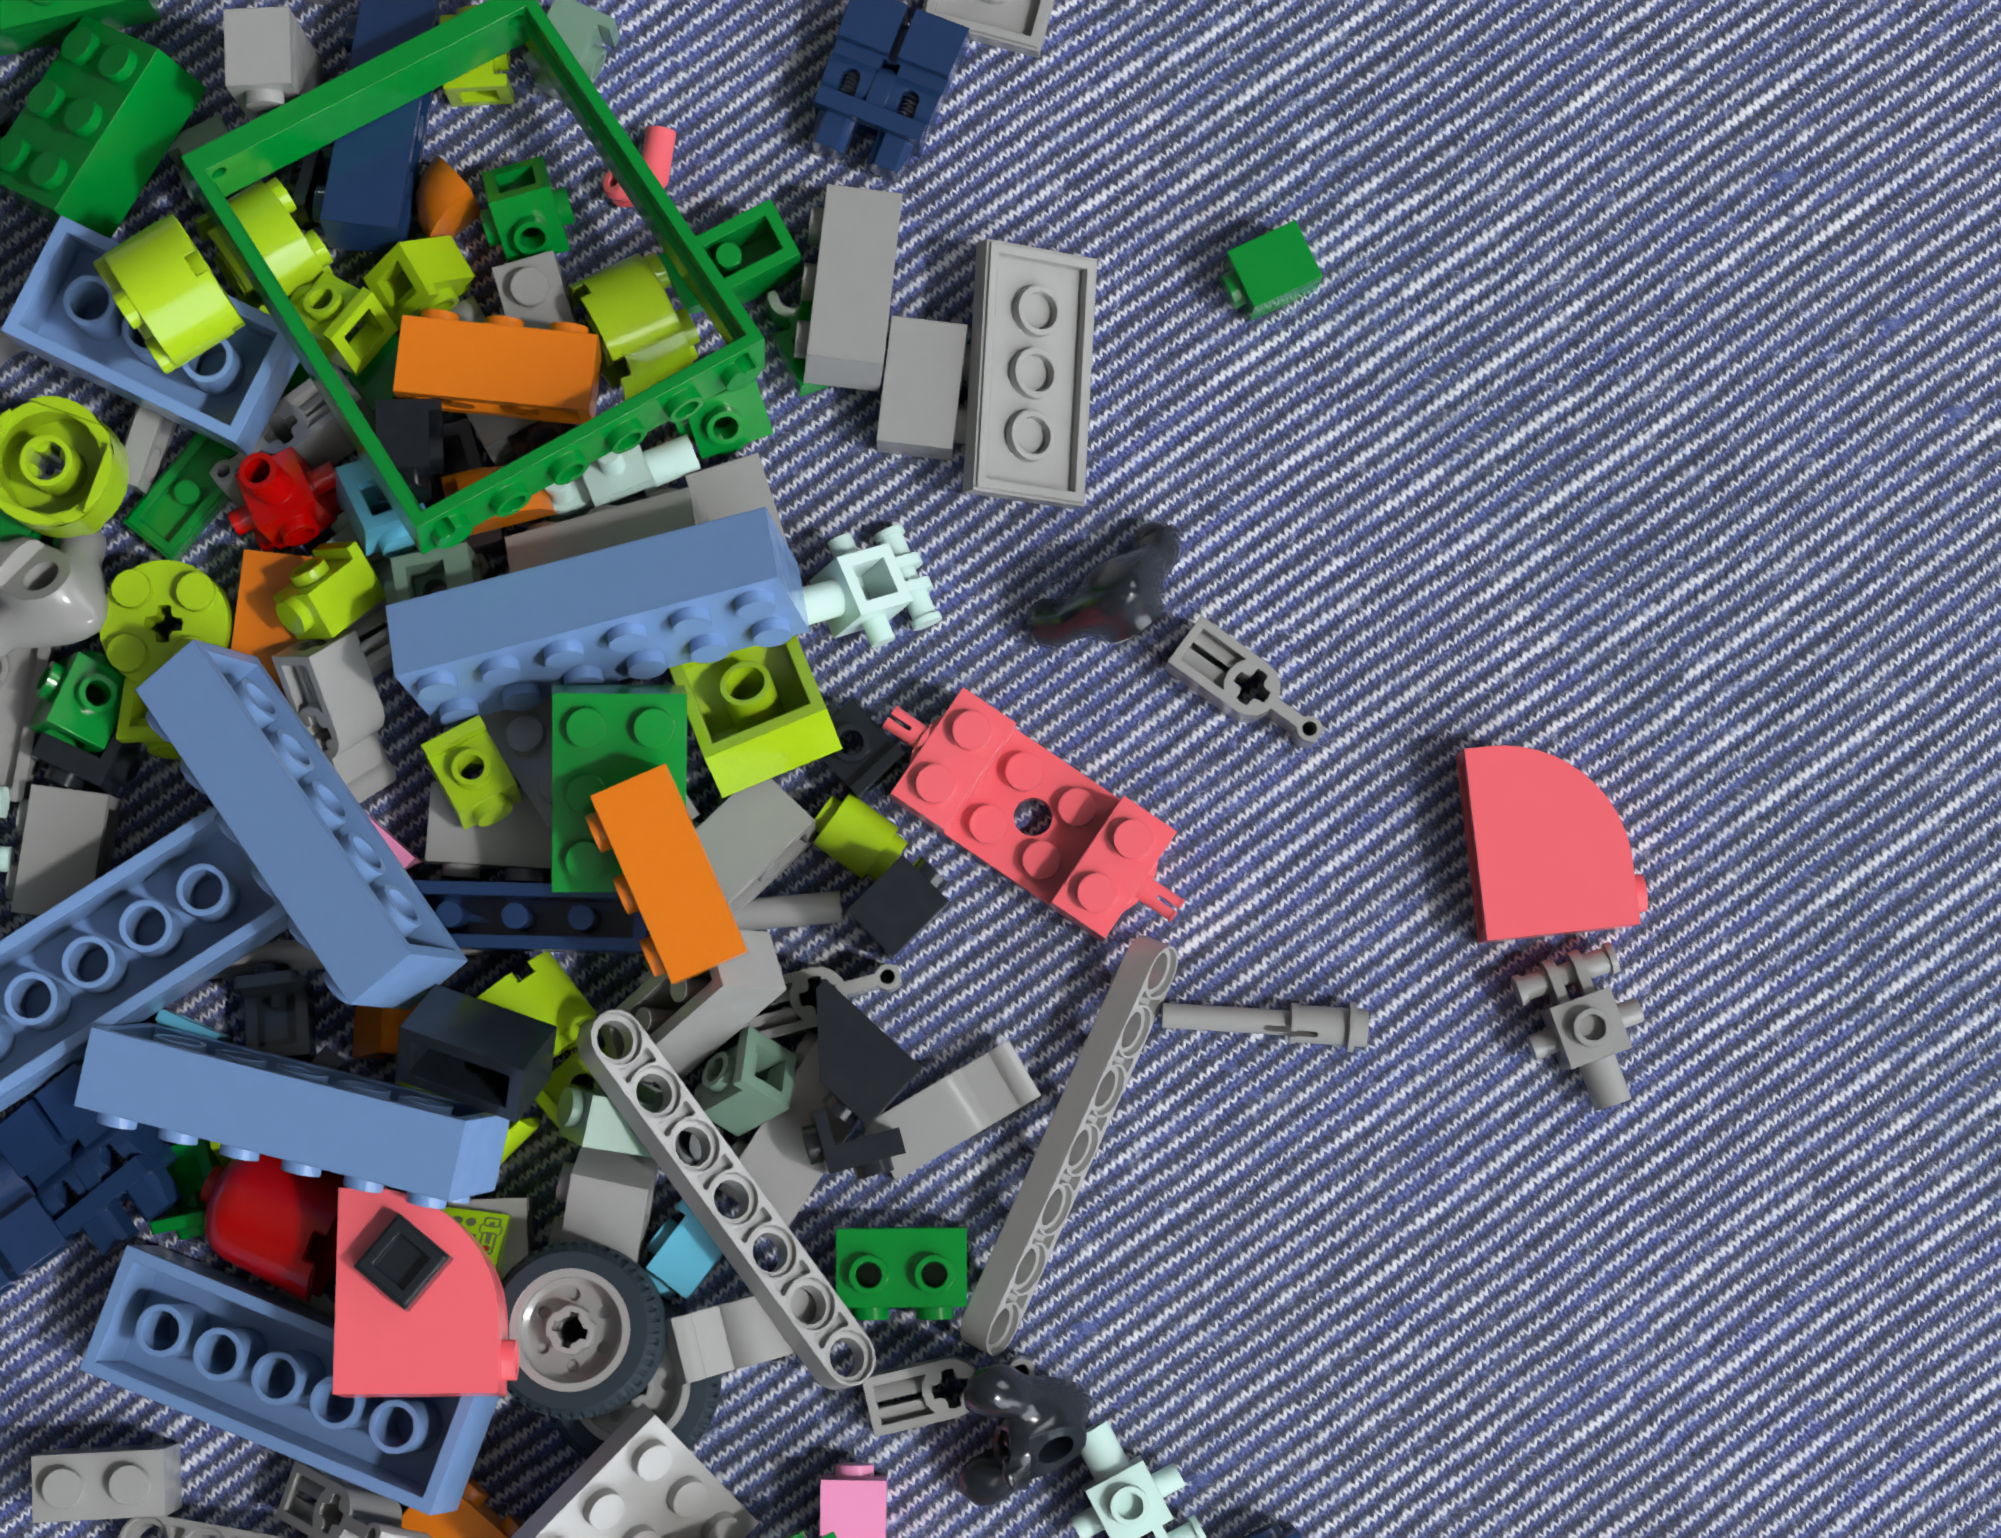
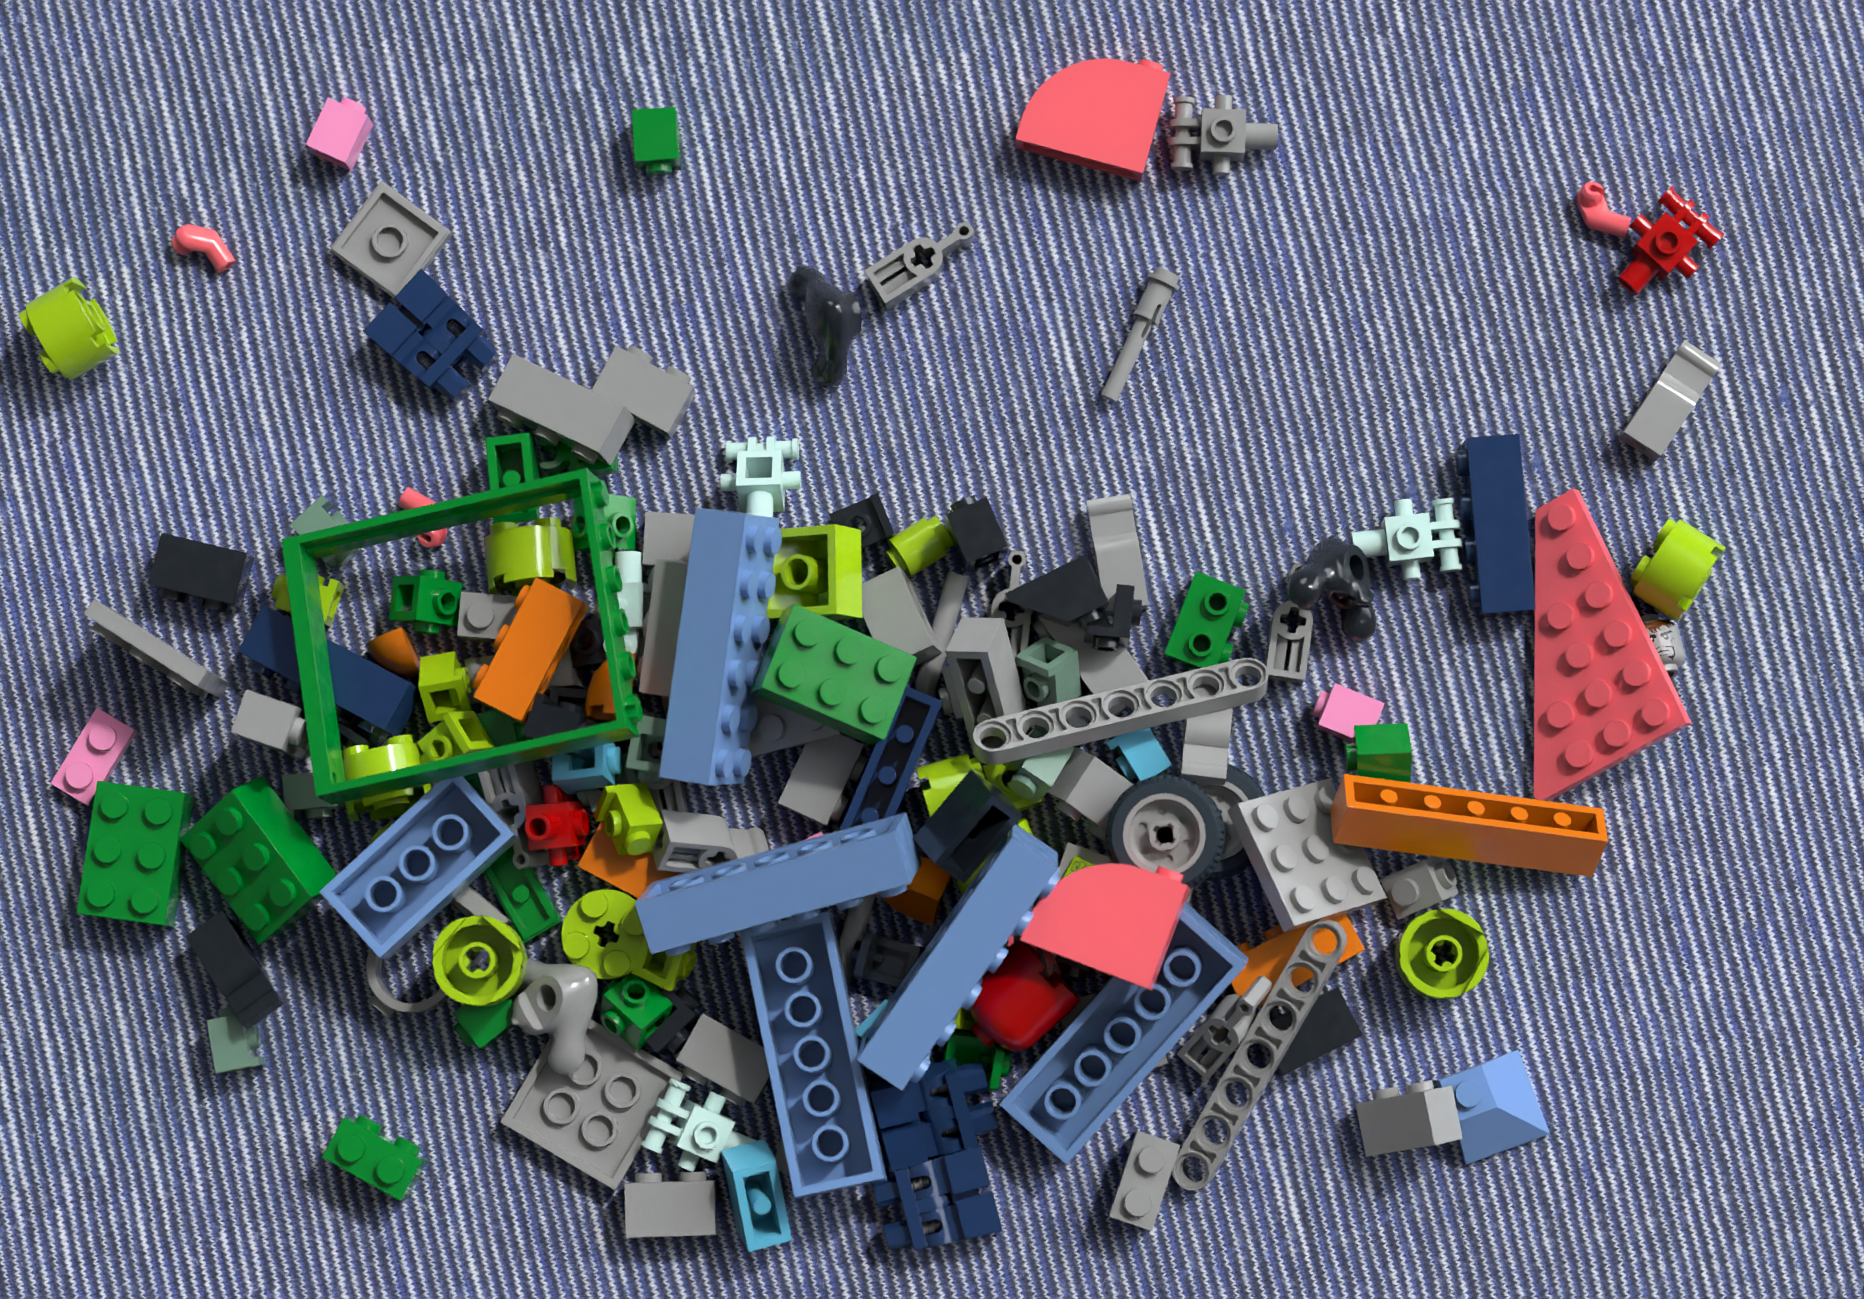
camera: 55 degrees left, 0 degrees up
(169, 293) = (406, 832): lime brick -> none
(403, 1262) = (1083, 913): black tile -> none
(460, 753) = (800, 778): lime brick -> none
(665, 876) = (906, 657): orange brick -> none
(979, 768) = (989, 401): coral brick -> none
(1030, 374) = (662, 319): light grey plate -> none
(1069, 1145) = (1168, 488): light grey beam -> none

